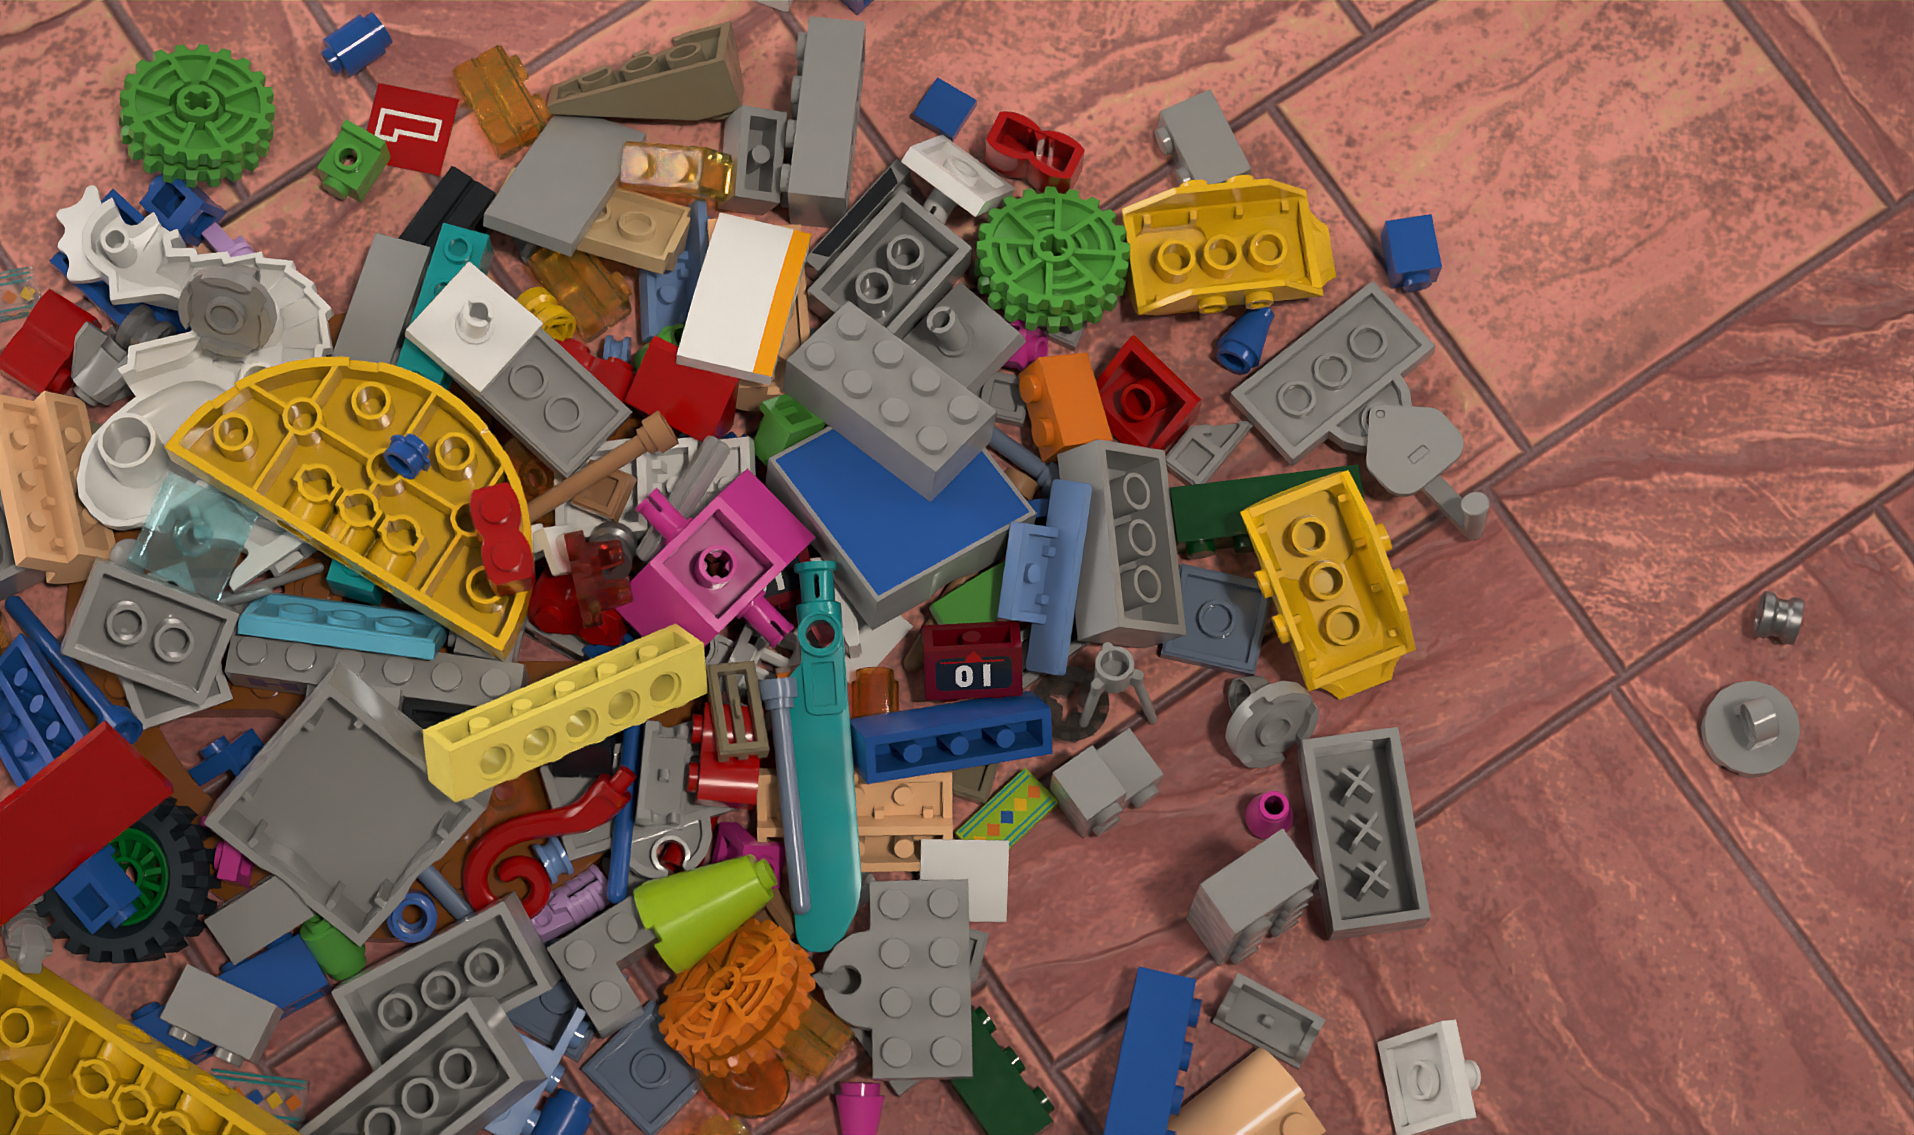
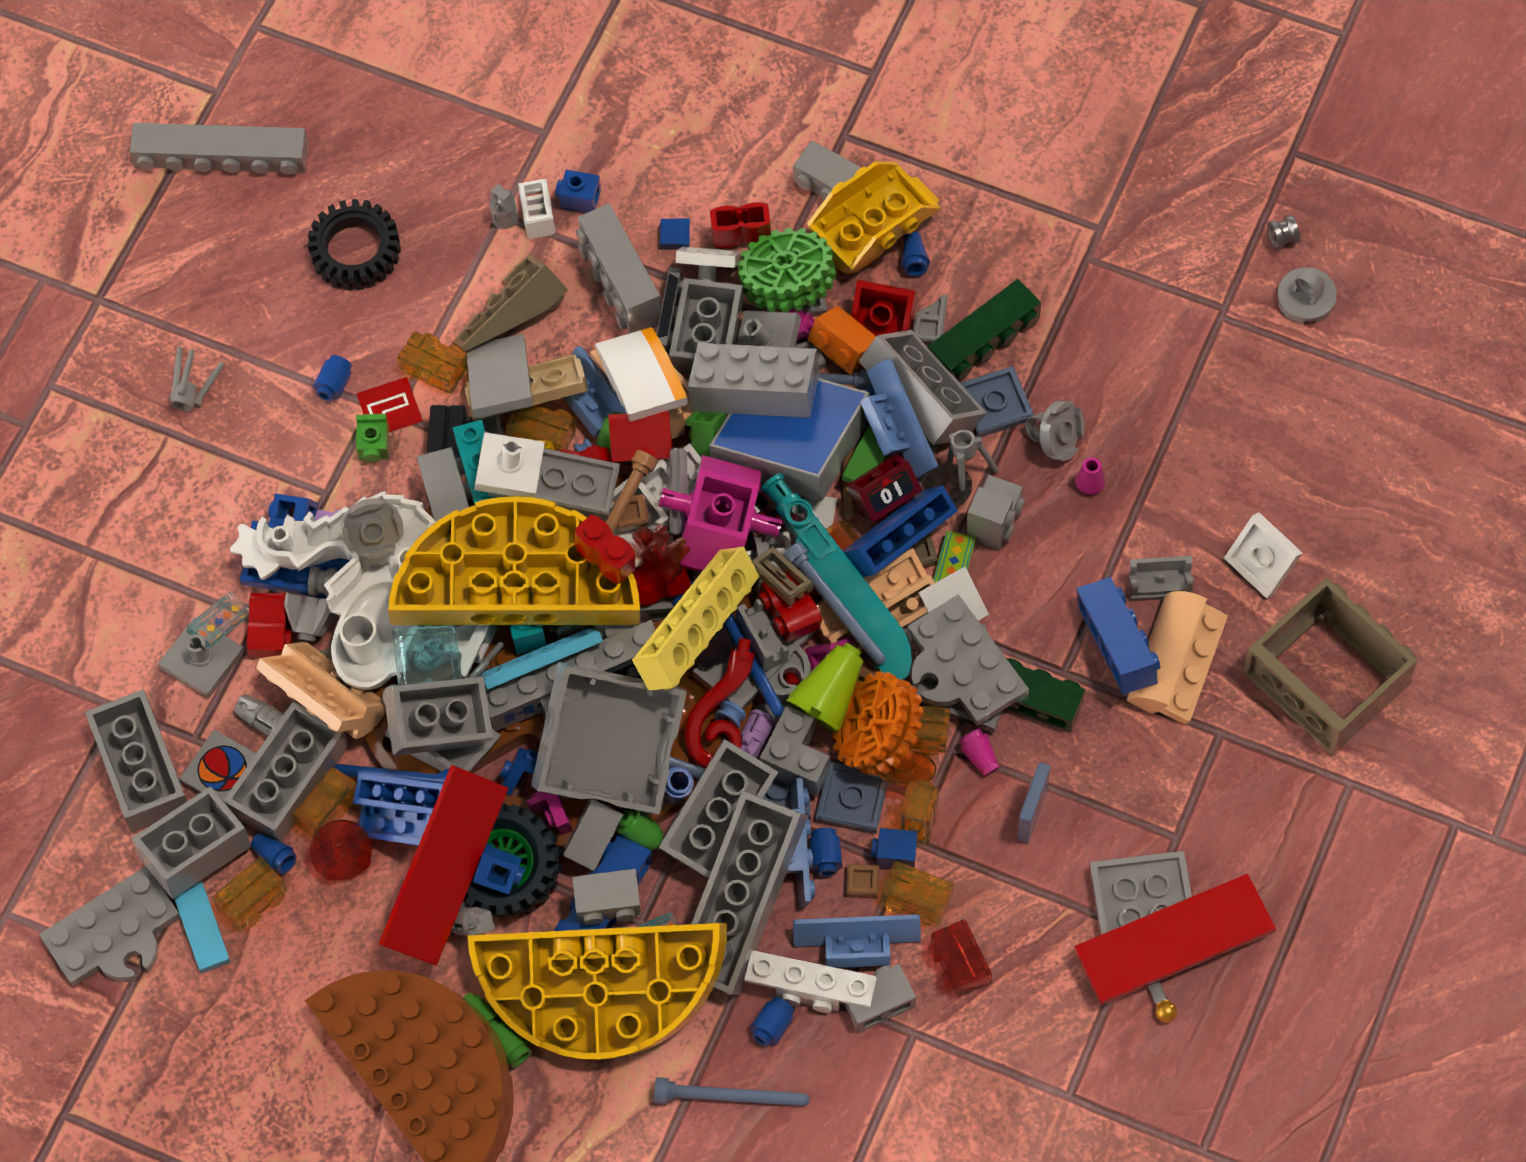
camera: 25 degrees left, 10 degrees down
(196, 115) = (272, 459): bright green piece -> none
(407, 455) = (524, 538): blue plate -> none
(675, 171) = (555, 338): clear yellow brick -> none
(757, 150) = (591, 311): light grey brick -> none
(1252, 898) = (1115, 513): light grey brick -> none
(1331, 584) = (1048, 339): yellow slope -> none
(1352, 372) = (977, 247): light grey plate -> none
(1363, 833) = (1146, 457): light grey brick -> none
(1411, 252) = (971, 163): blue brick -> none

